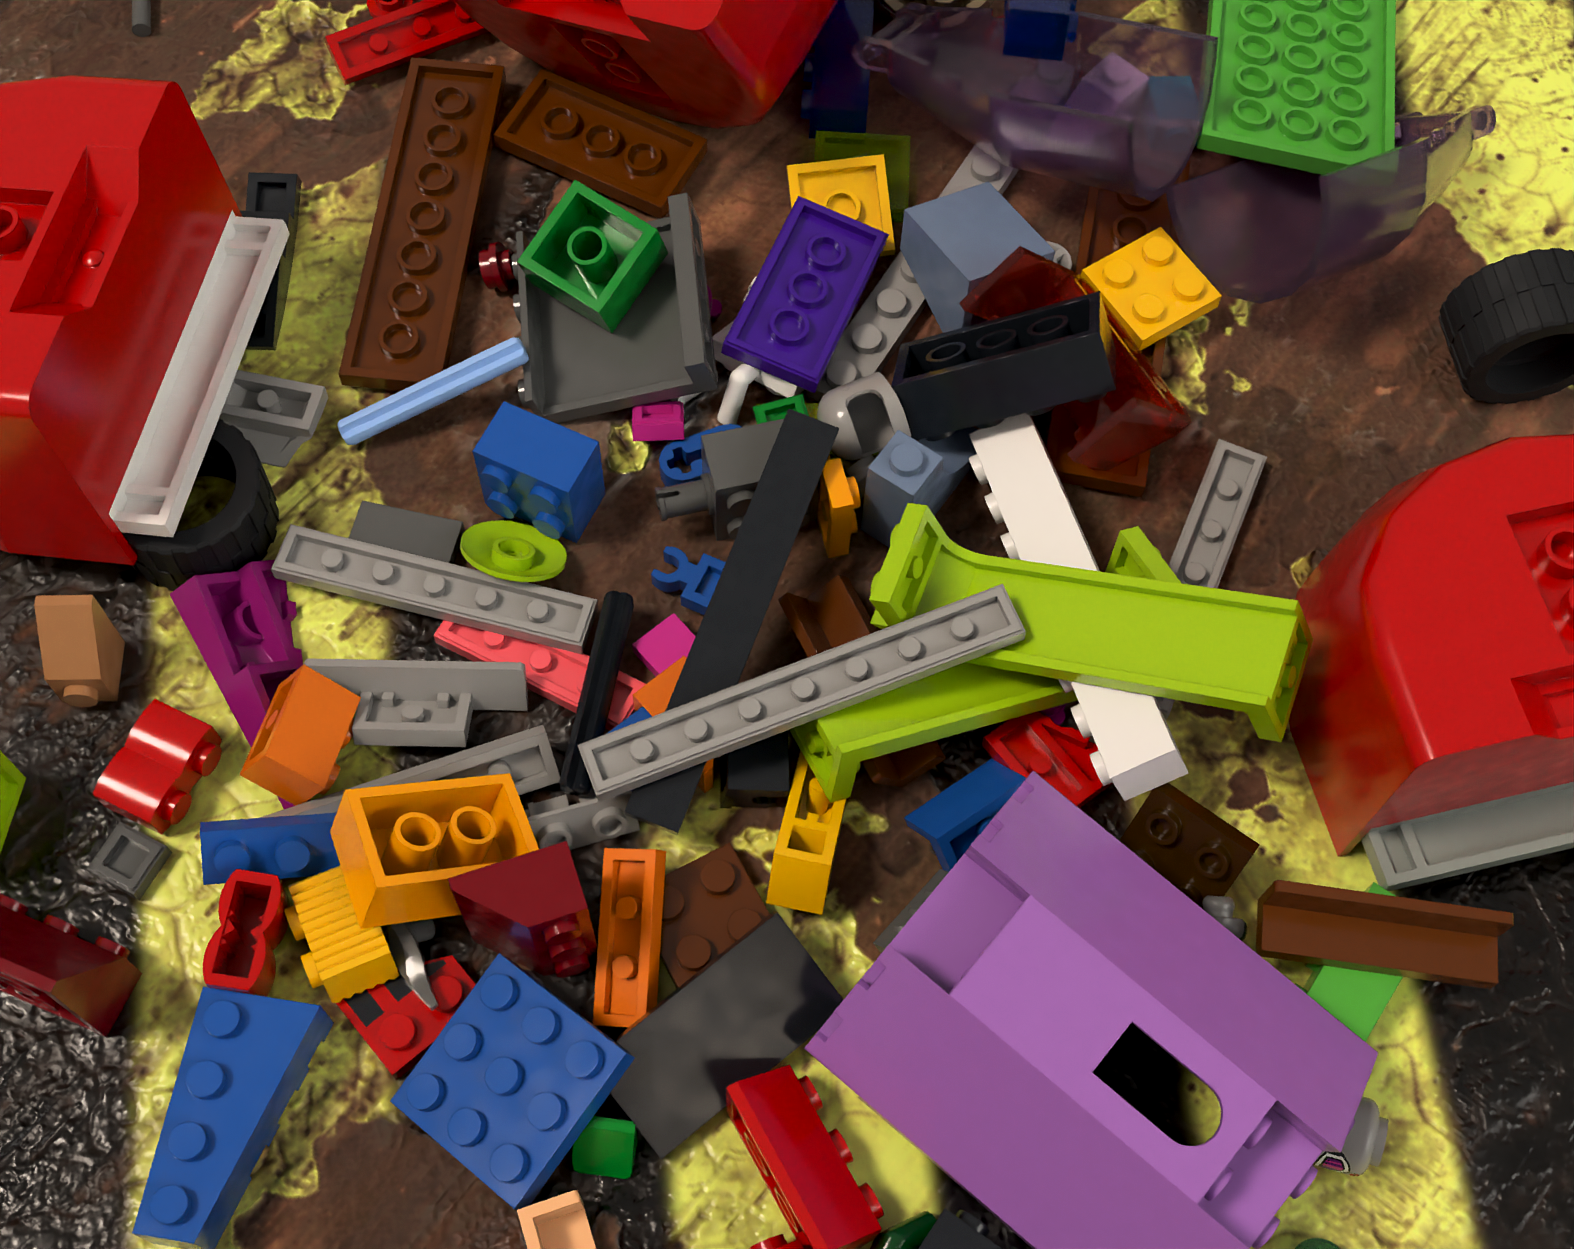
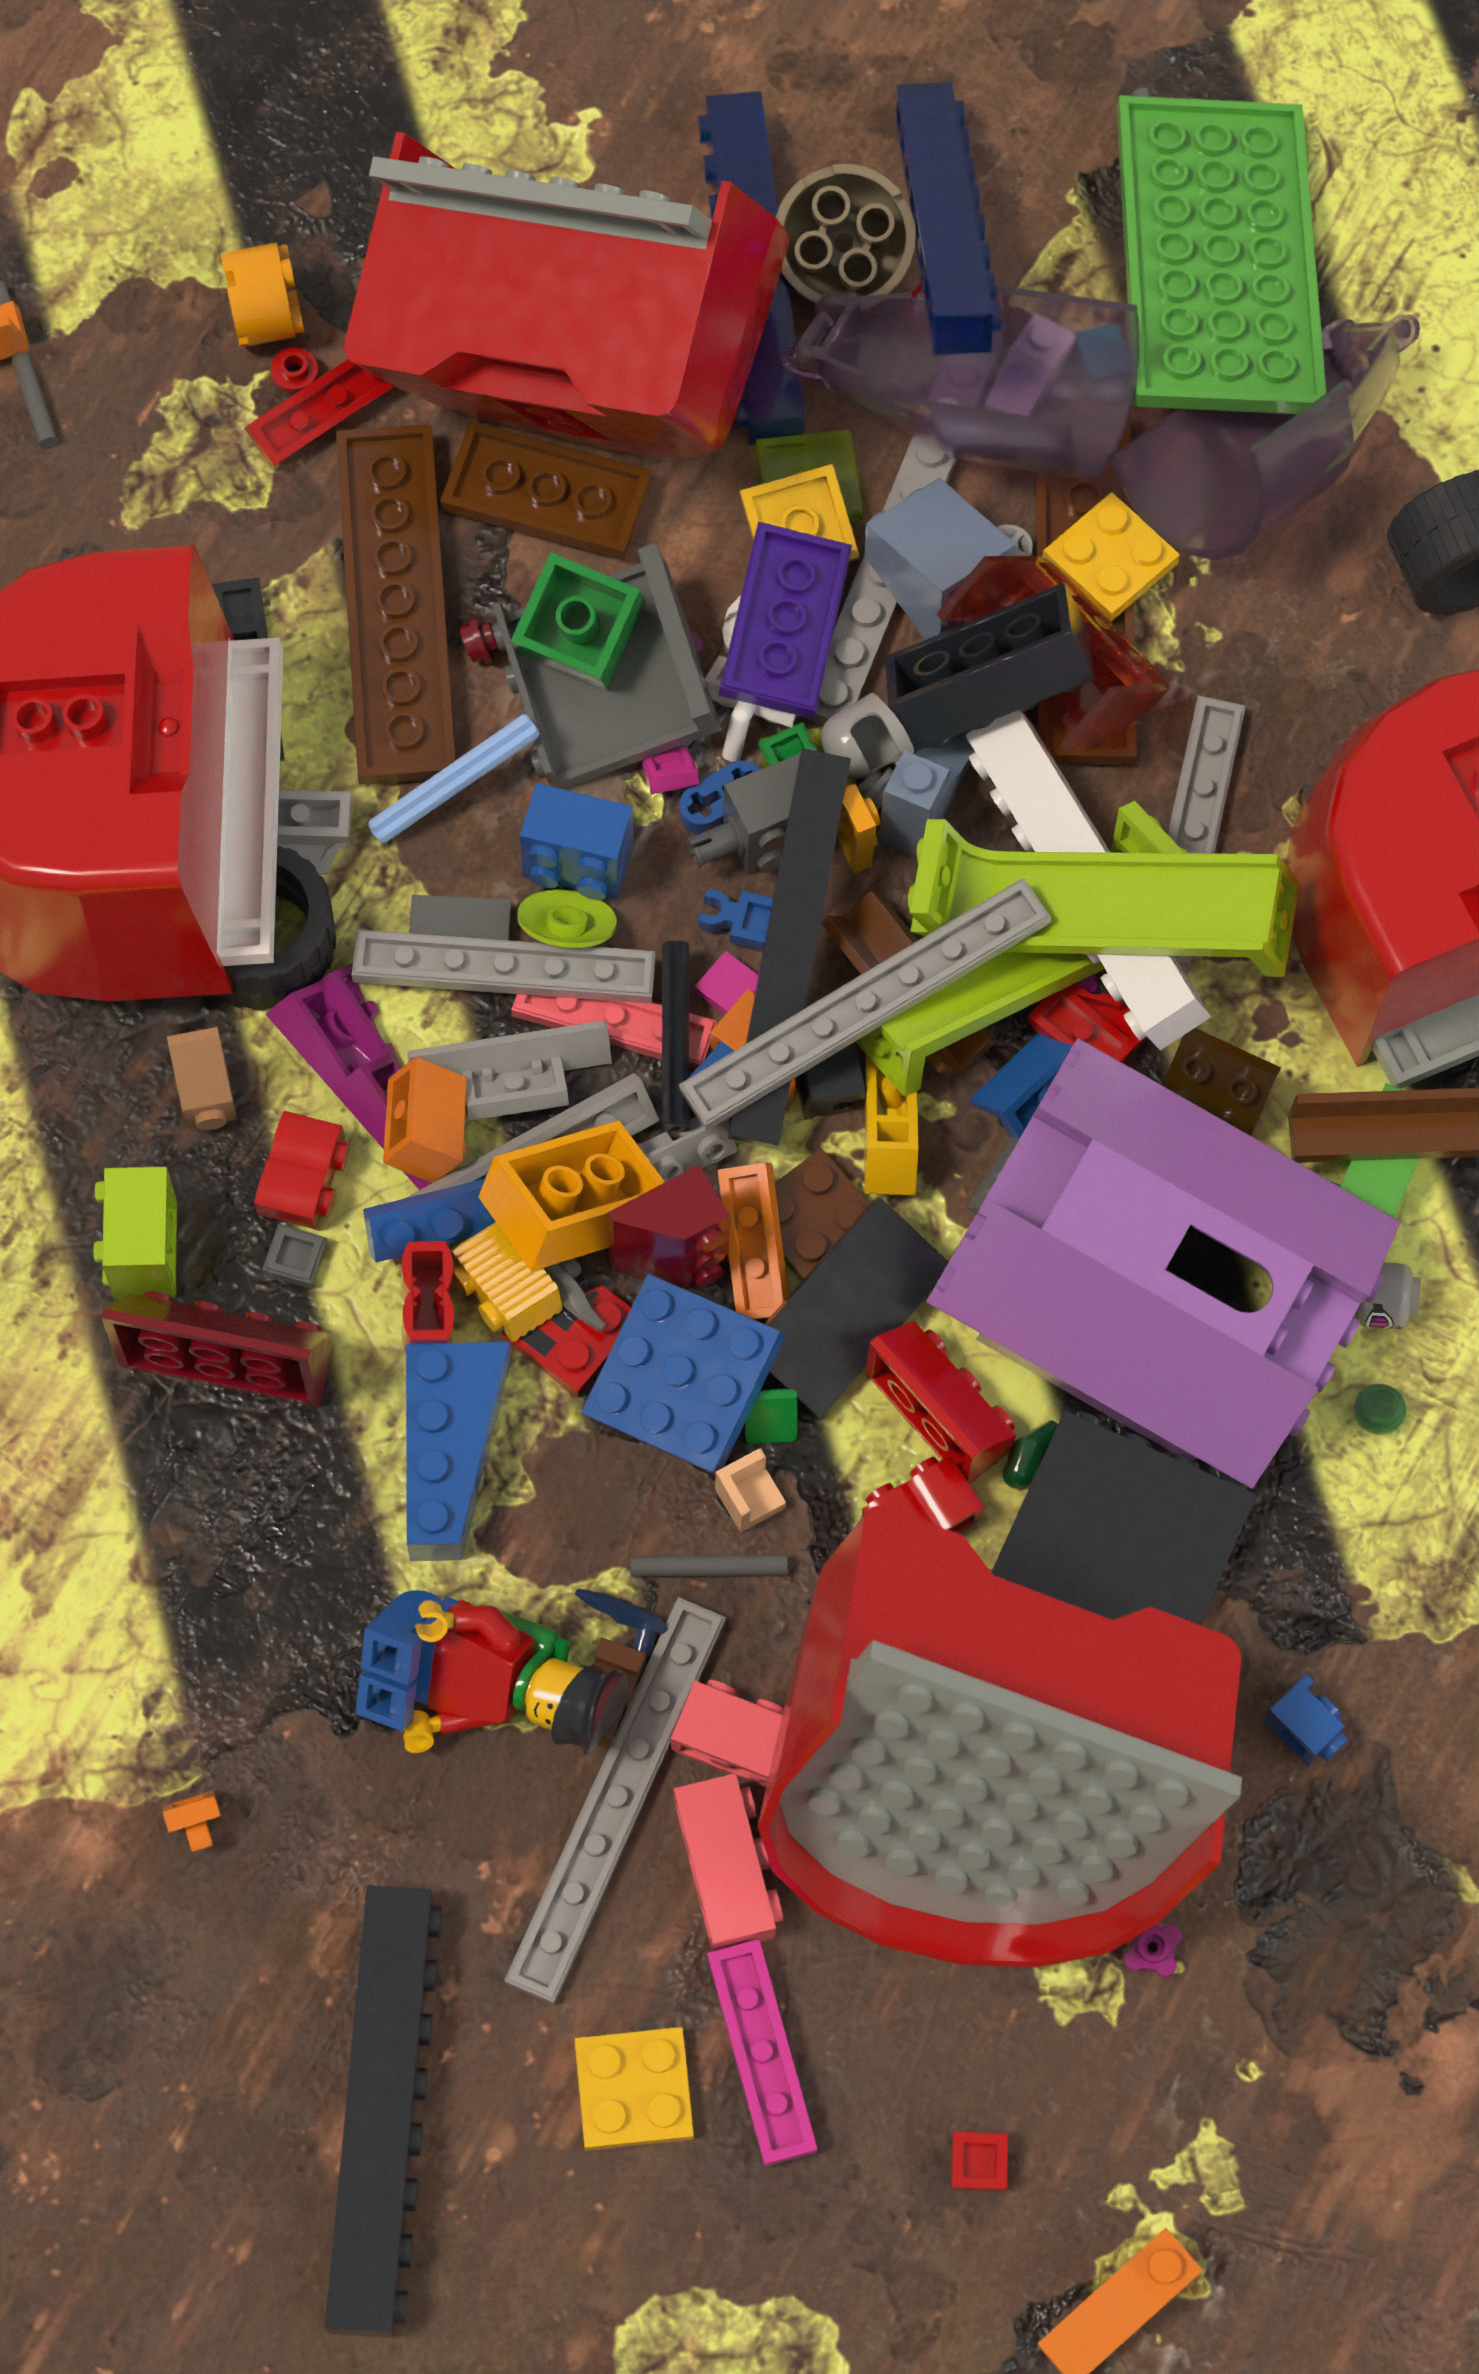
camera: 10 degrees left, 5 degrees up
(1222, 909) = (1258, 1129): dark grey arm -> none

